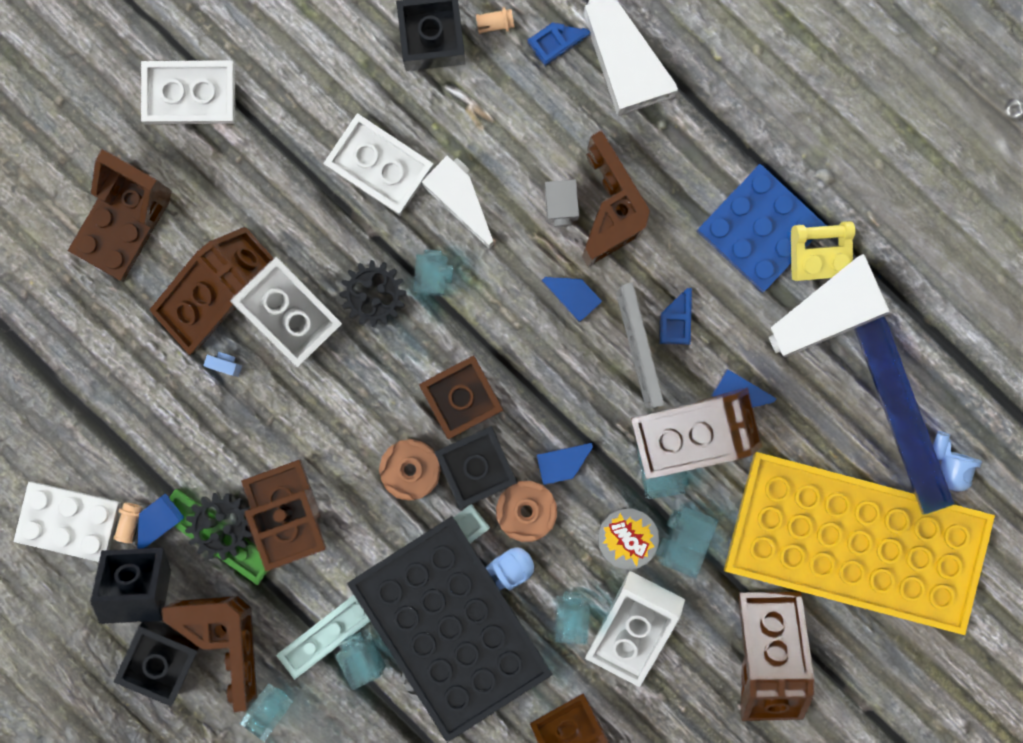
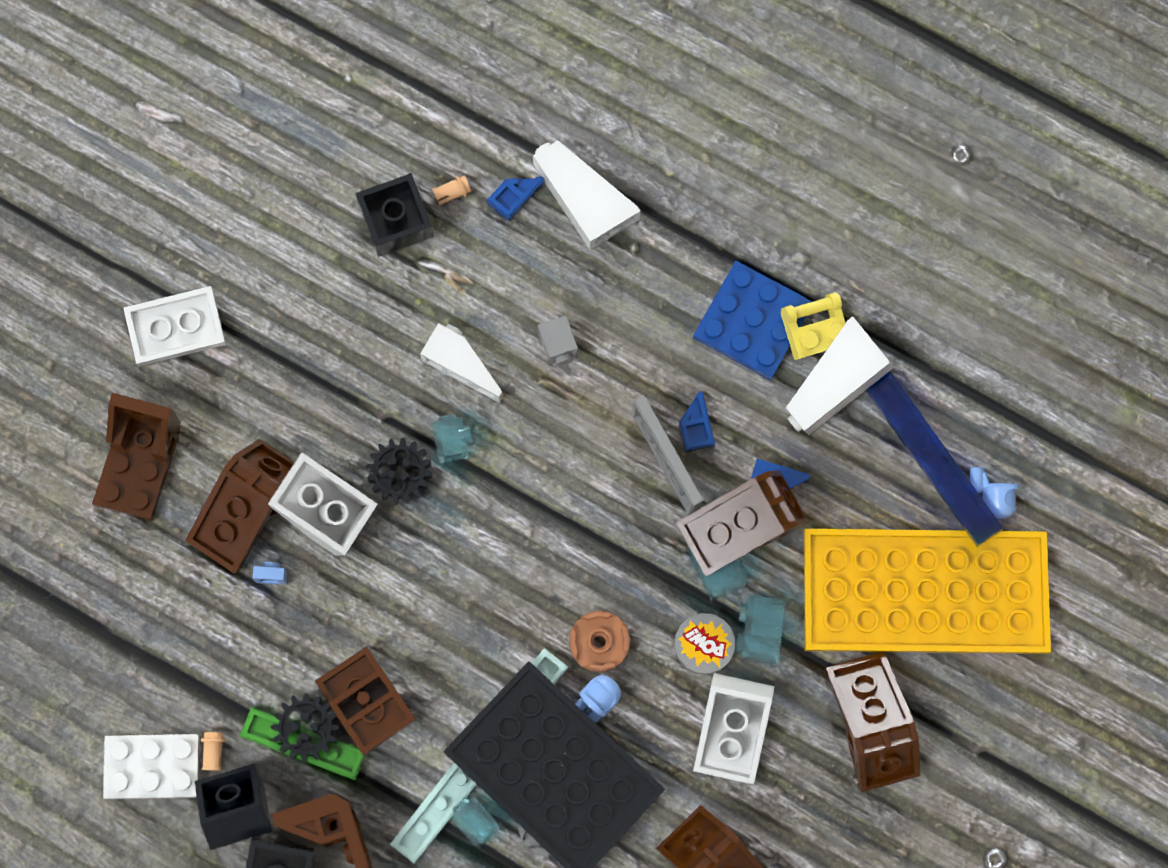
camera: 15 degrees left, 10 degrees down
(157, 520) = (241, 740): blue tile -> none
(378, 164) = (374, 349): white plate -> none
(394, 475) = (473, 614): nougat plate -> none
(461, 397) = (509, 546): reddish brown brick -> none
(475, 467) = (540, 609): black brick -> none
(562, 463) = (622, 588): blue tile -> none
(571, 618) = (669, 729): clear light blue brick -> none
(574, 295) = (592, 426): blue tile -> none
(610, 229) = (611, 354): reddish brown bracket -> none

